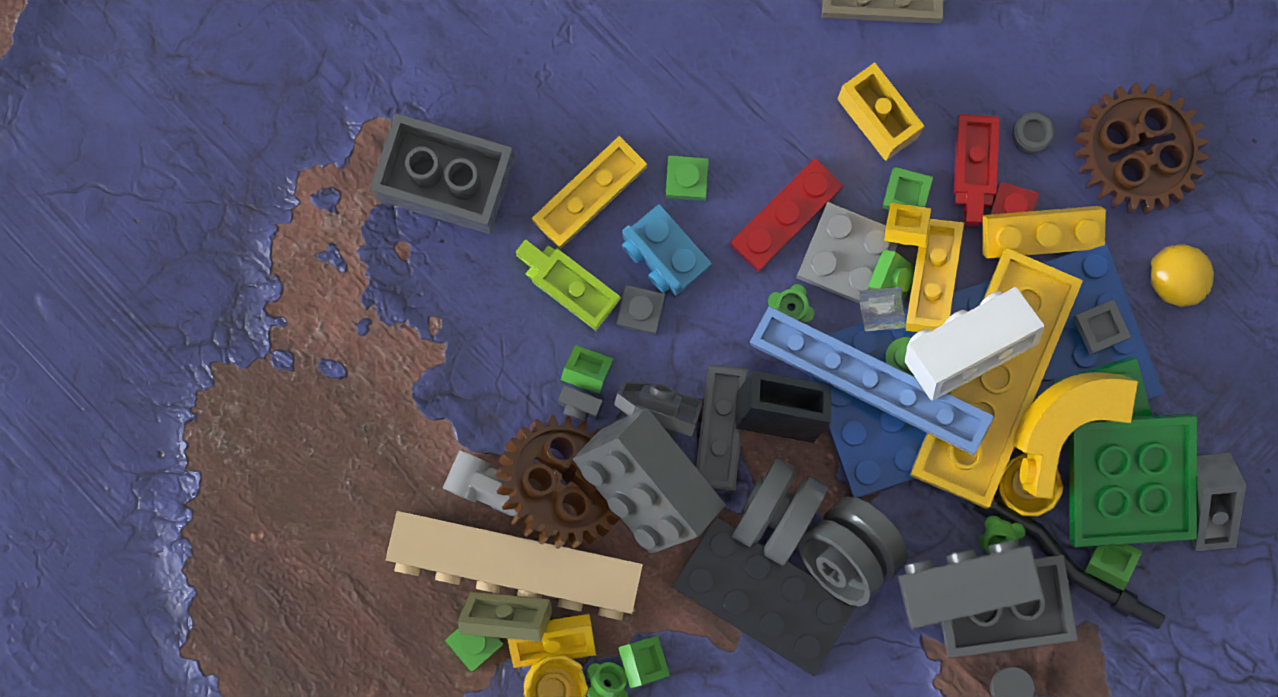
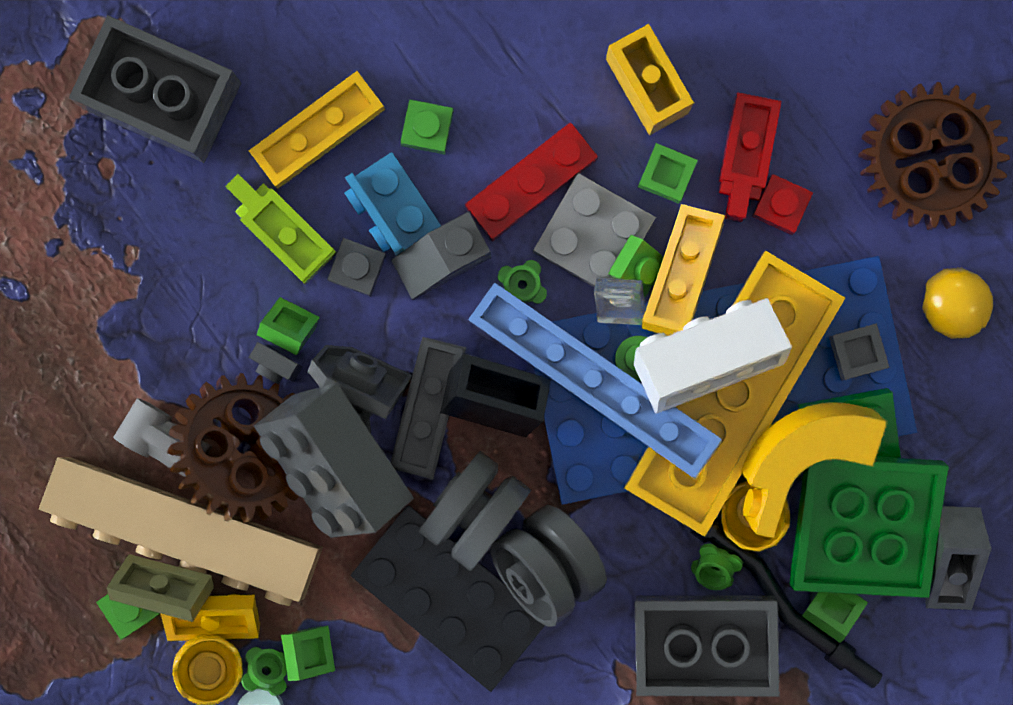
camera: 10 degrees right, 5 degrees up
(716, 289) = (441, 256): none -> dark grey slope
(907, 224) = (661, 210): yellow plate -> none
(969, 584) = (663, 625): dark grey brick -> none
(1033, 133) = (817, 123): dark grey tile -> none
(1044, 231) = (812, 236): yellow plate -> none

